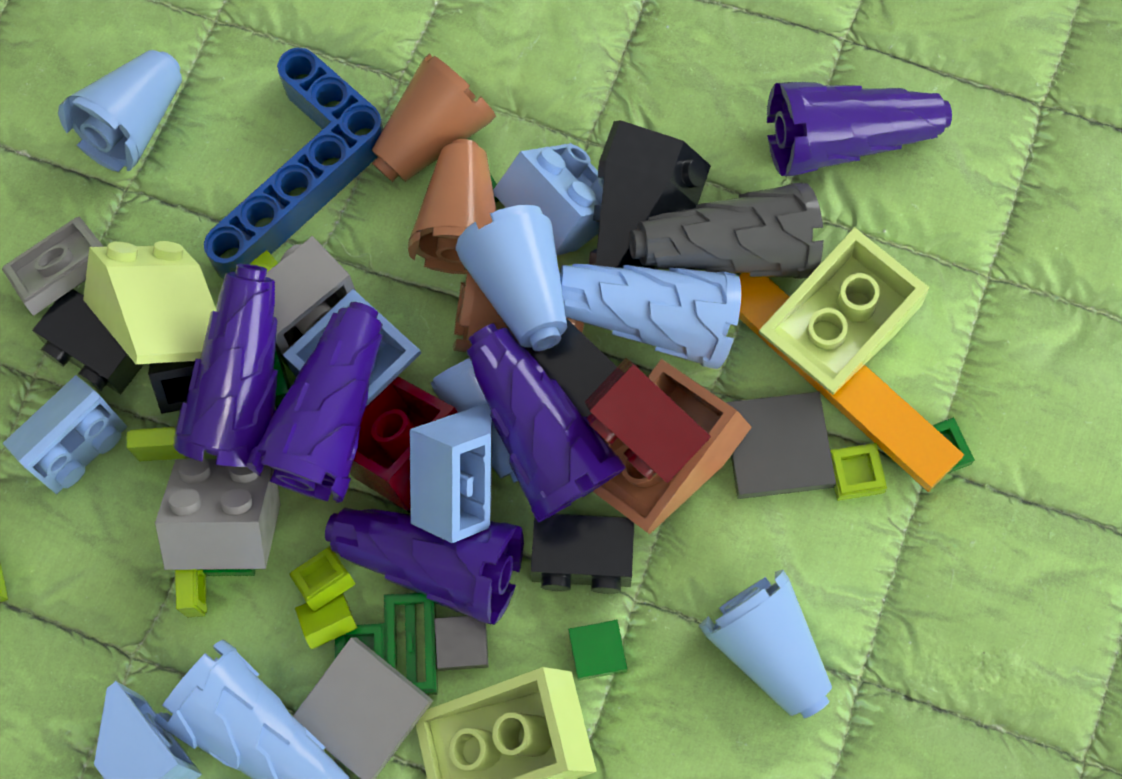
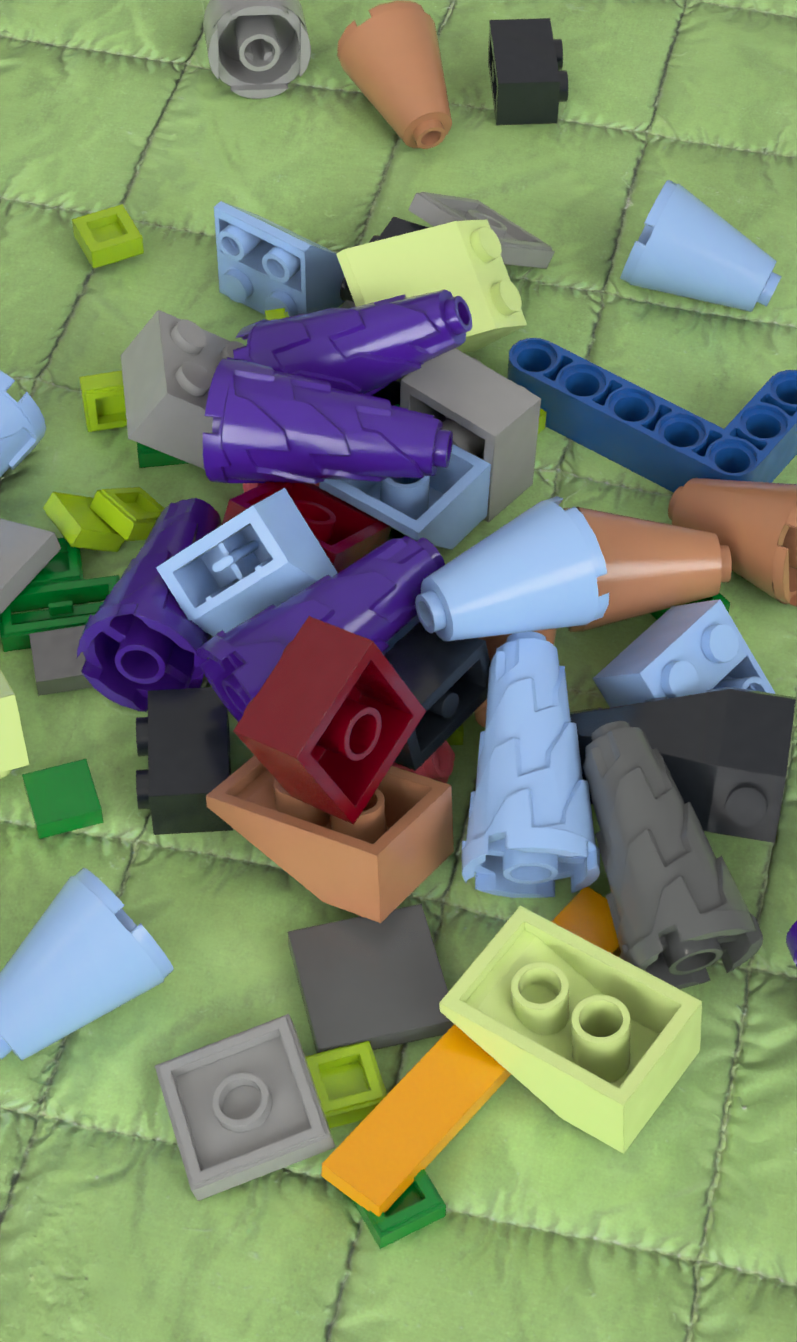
camera: 80 degrees right, 20 degrees down
(875, 536) = (244, 1107): none -> light grey tile

